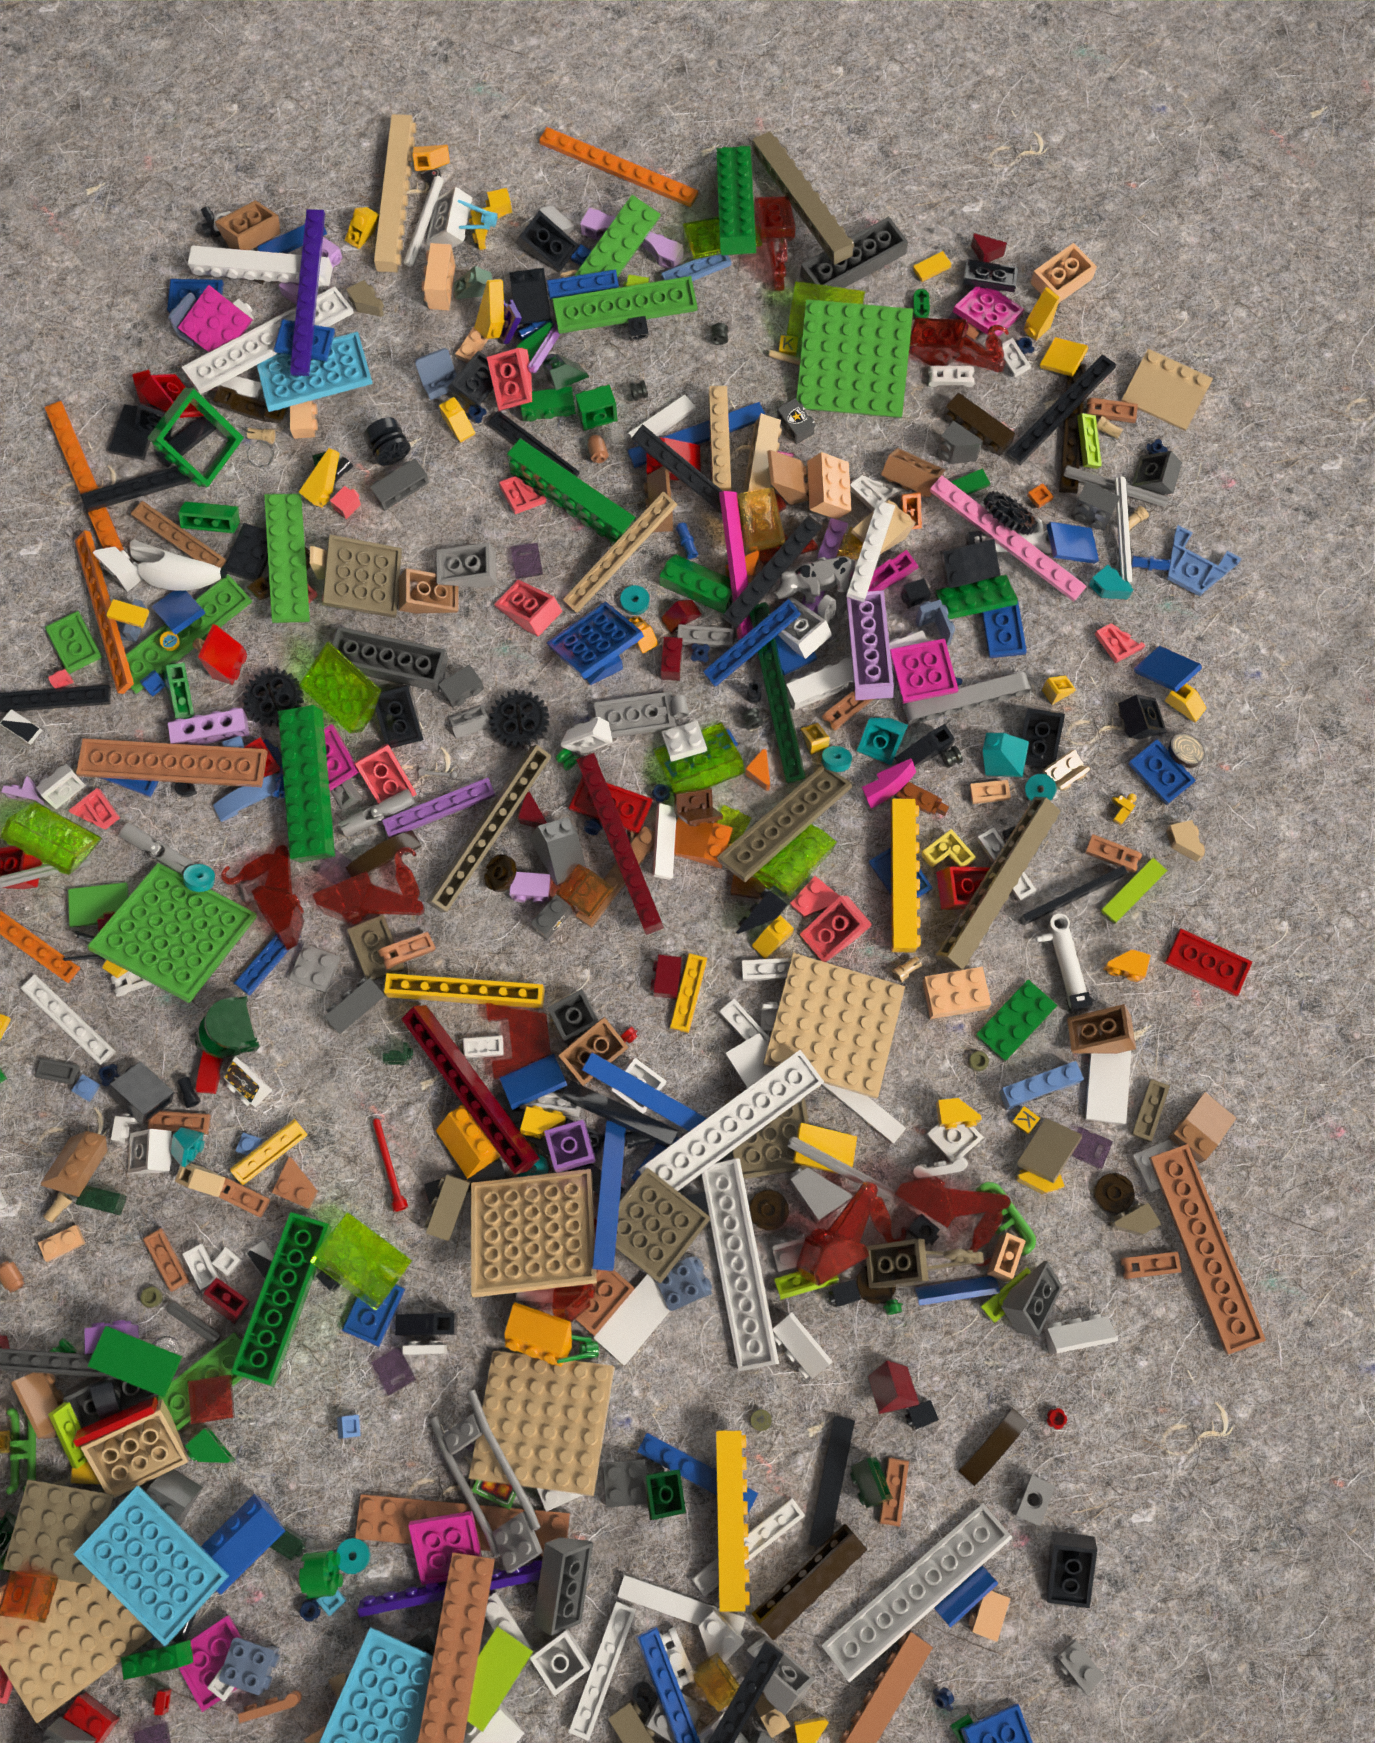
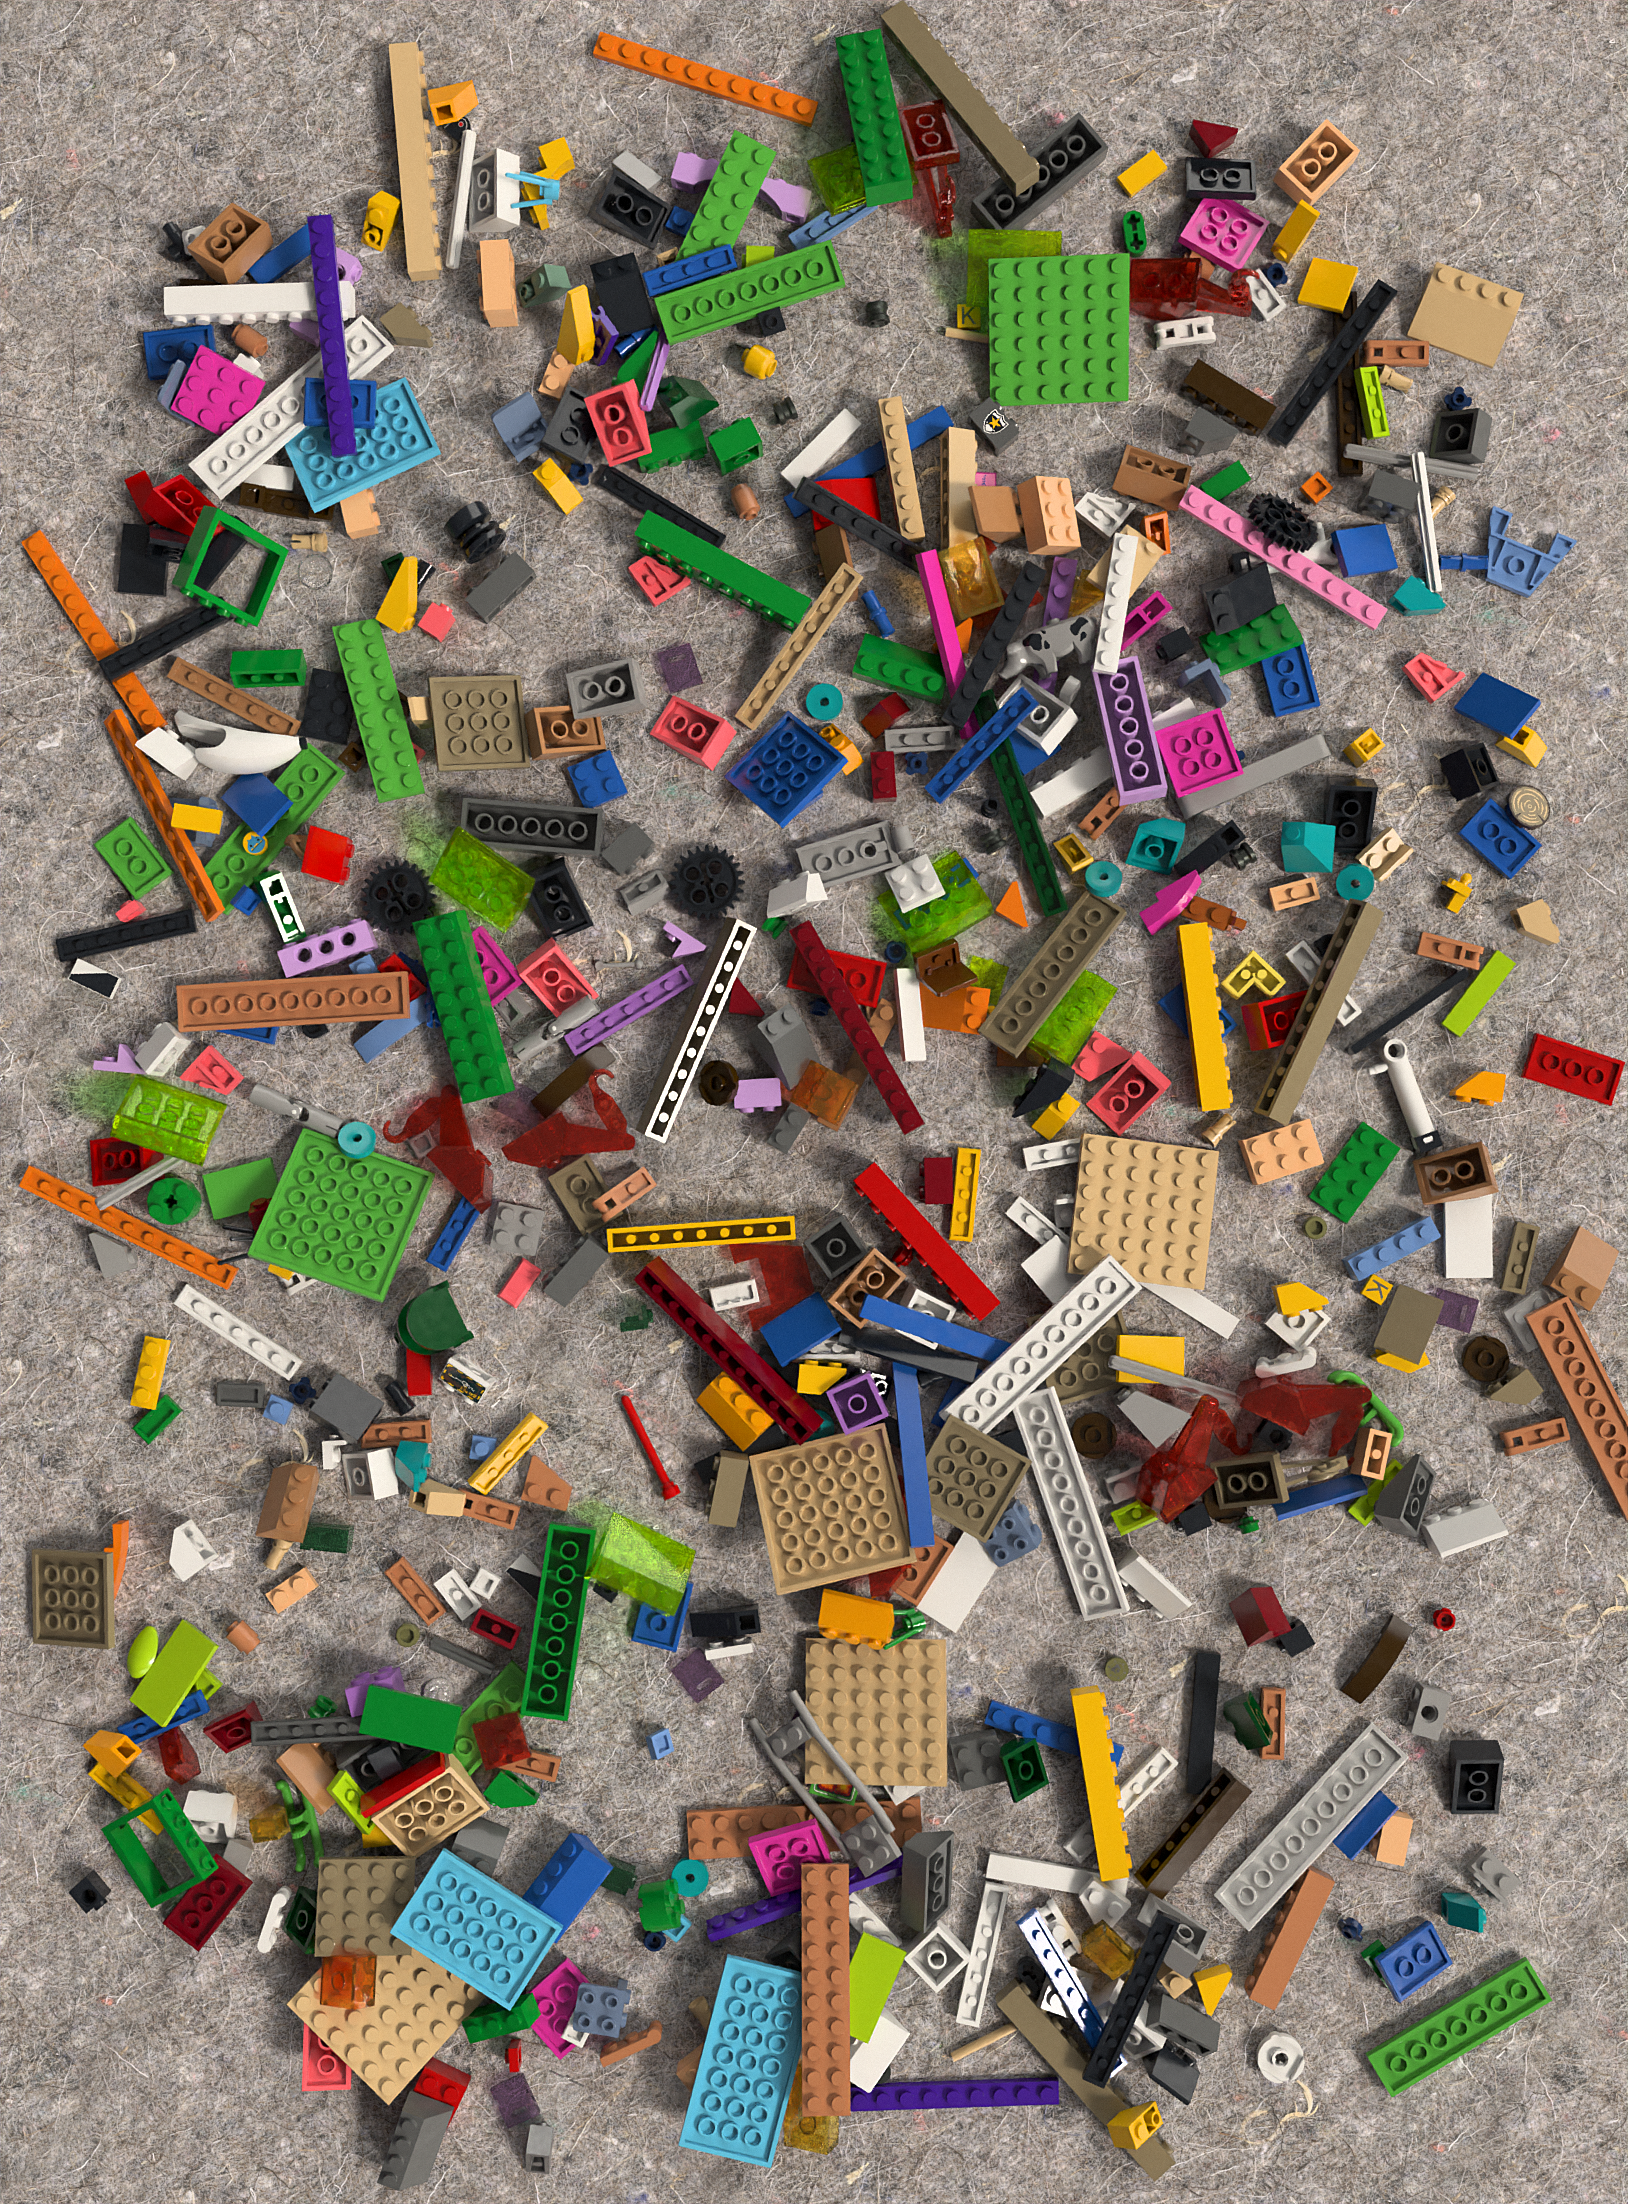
camera: 10 degrees left, 15 degrees up
(30, 904) = (160, 1201): none -> green brick
(236, 1429) = (539, 1765): none -> nougat plate
(248, 293) = (250, 340): none -> nougat brick
(307, 1013) = (519, 1283): none -> coral tile
(448, 632) = (597, 780): none -> blue plate
(494, 764) = (688, 946): none -> lavender slope
(624, 354) = (759, 362): none -> yellow head
(649, 1021) = (929, 1244): none -> red brick
(1048, 1695) = (1463, 1911): none -> teal slope

